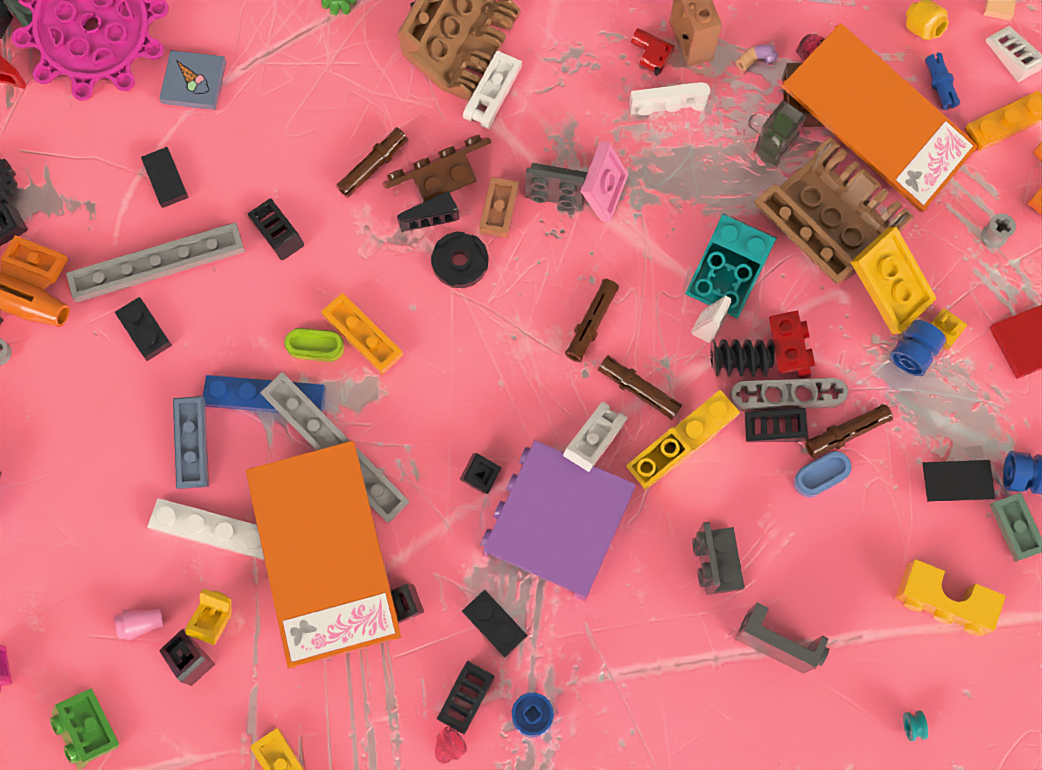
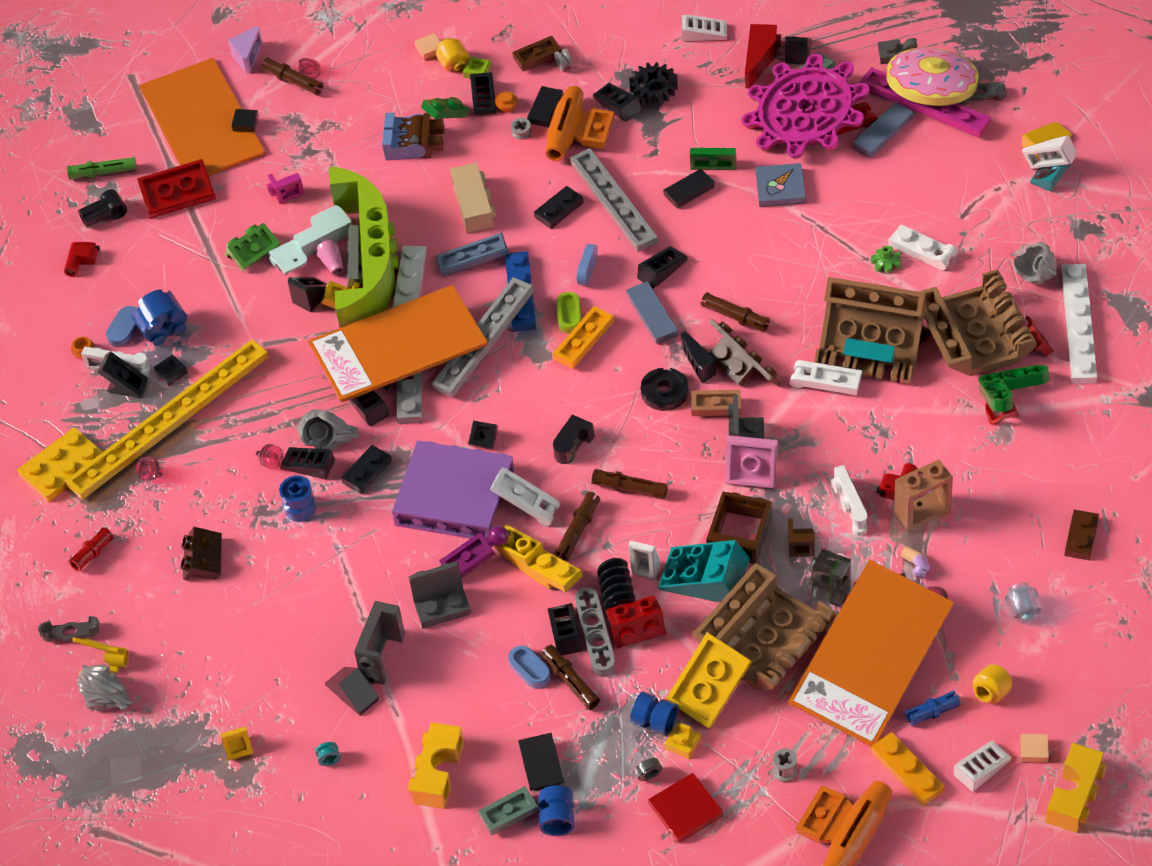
camera: 85 degrees right, 20 degrees down
(85, 622) = (326, 225): none -> light aqua piece
(96, 427) = (473, 197): none -> tan brick
(132, 139) = (713, 158): none -> green plate
(139, 556) = (360, 196): none -> lime slope
(151, 593) = (354, 258): none -> light grey plate
(251, 309) = (587, 264): none -> medium blue tile
(342, 252) = (652, 312): none -> sand blue tile
(406, 555) = (409, 400): none -> light grey plate
(430, 667) = (325, 430): none -> light grey hair
(481, 34) = (869, 350): none -> teal slope
(517, 378) = (571, 437): none -> black leg
(665, 518) = (476, 550): none -> magenta plate
(691, 194) = (738, 504): none -> reddish brown window
(708, 161) = (800, 541): none -> reddish brown panel
(821, 687) = (353, 689): none -> black slope
(984, 368) = (648, 769): none -> dark grey tile

